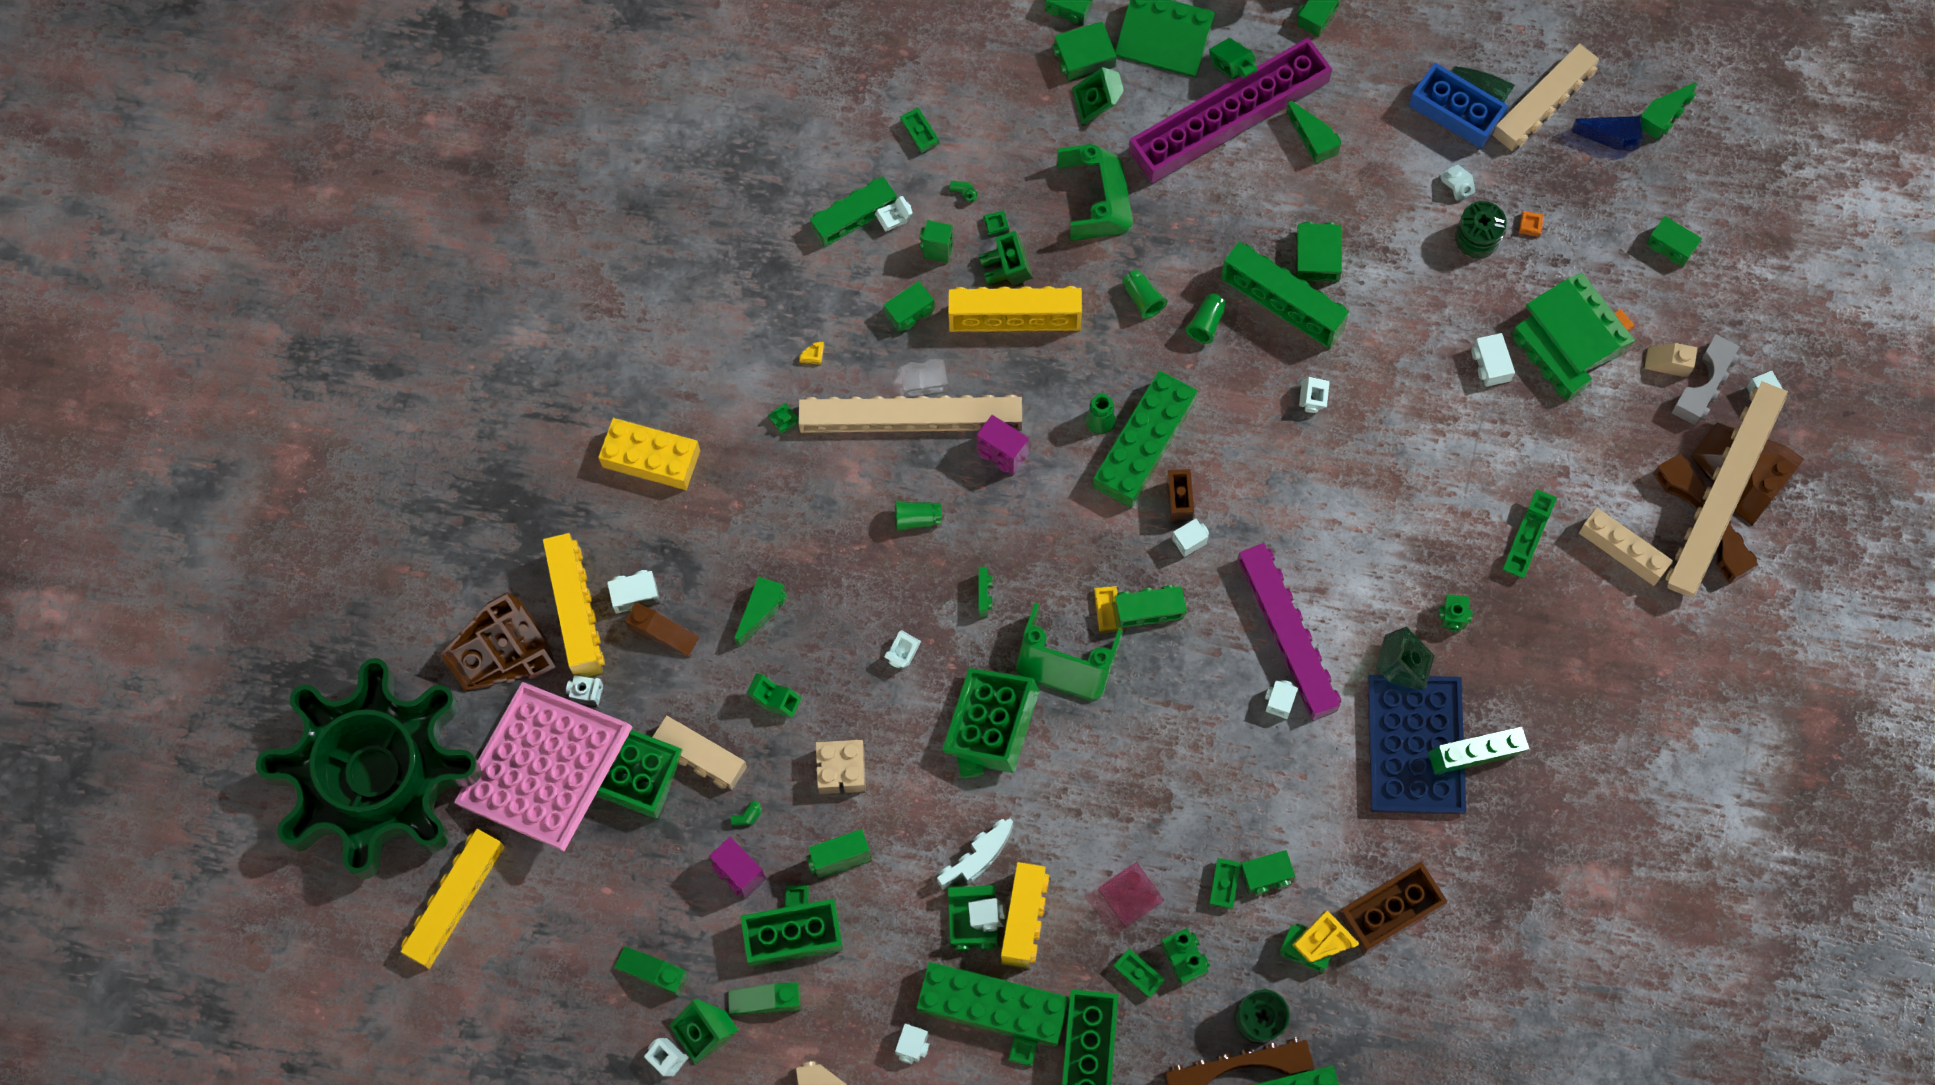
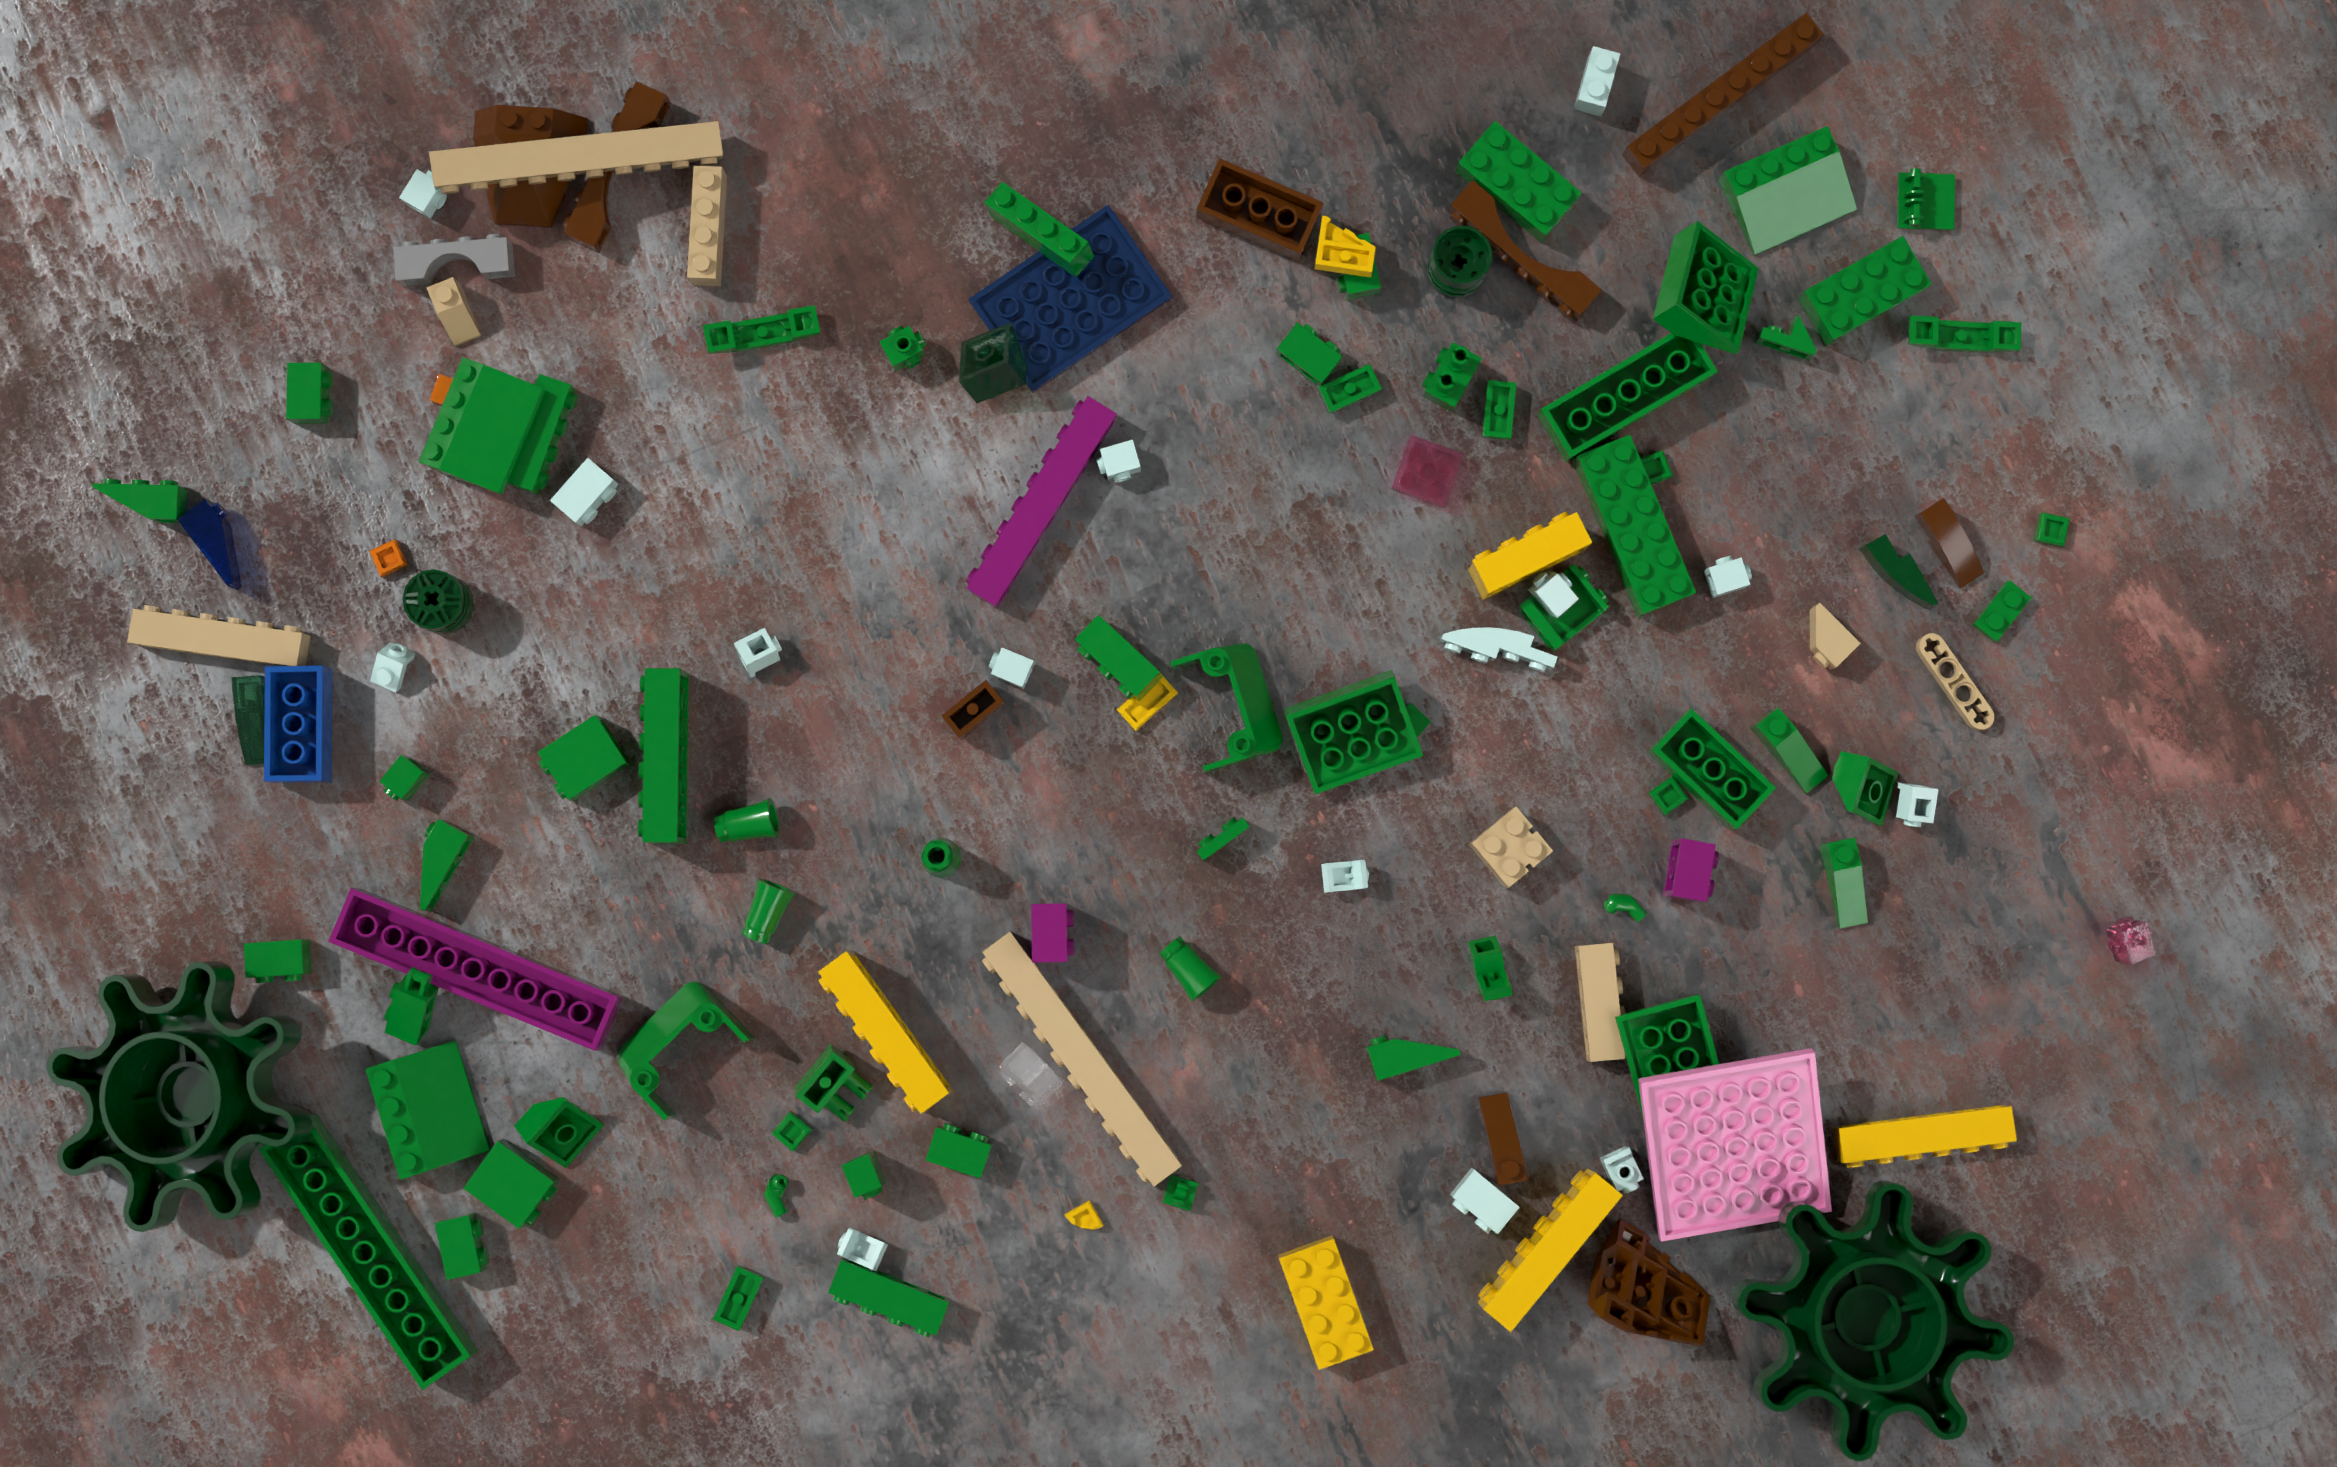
camera: 125 degrees left, 15 degrees up
(839, 854) = (1602, 780): green brick -> none
(1145, 439) = (933, 791): green brick -> none
(1381, 145) = (403, 778): none -> green brick

